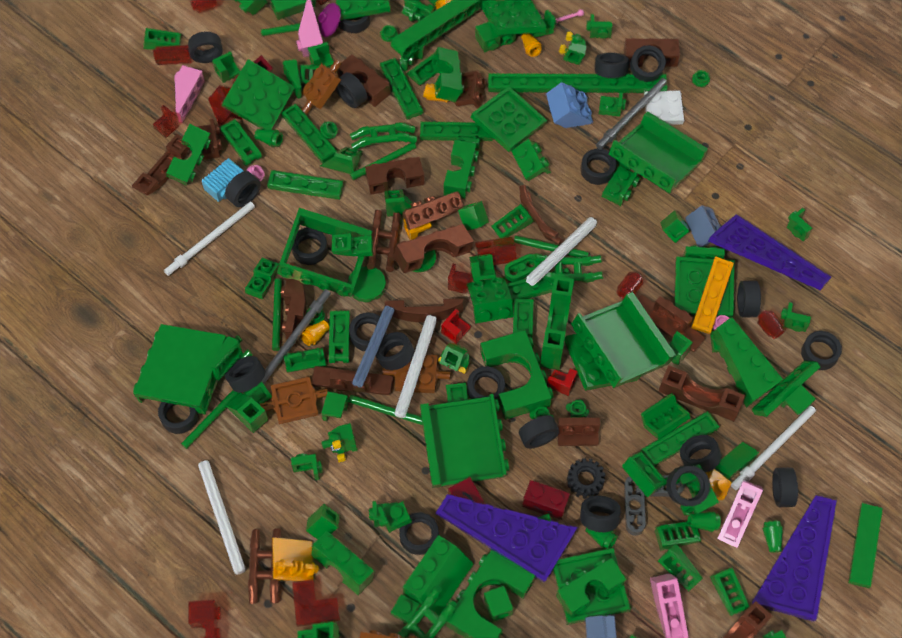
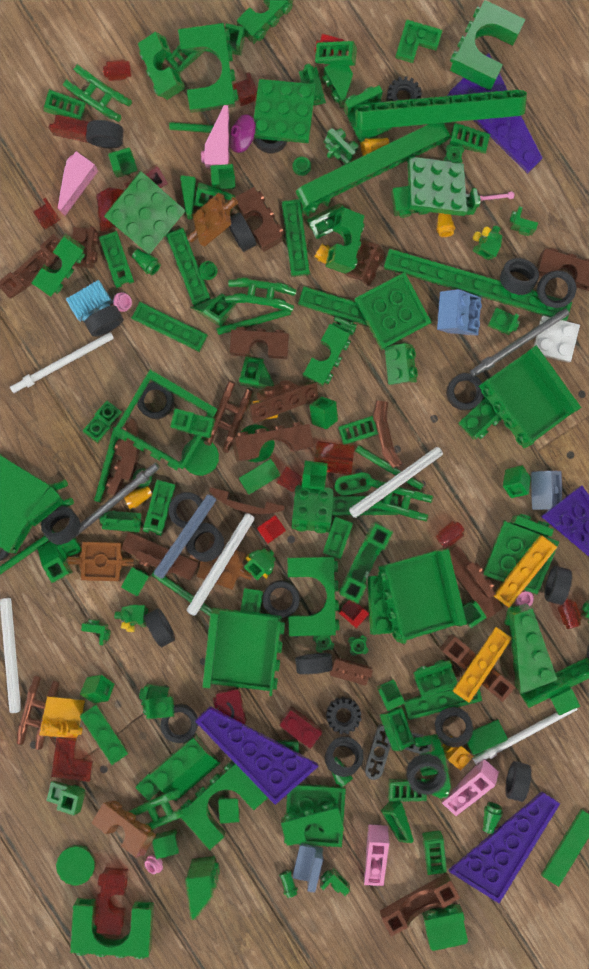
camera: 20 degrees right, 25 degrees up
(184, 17) = (96, 83): none -> green piece
(372, 440) = (159, 627): none -> black tyre
(429, 285) = (259, 476): none -> green slope
(625, 446) = (390, 694): none -> green panel
(705, 388) = (482, 664): none -> light orange tile

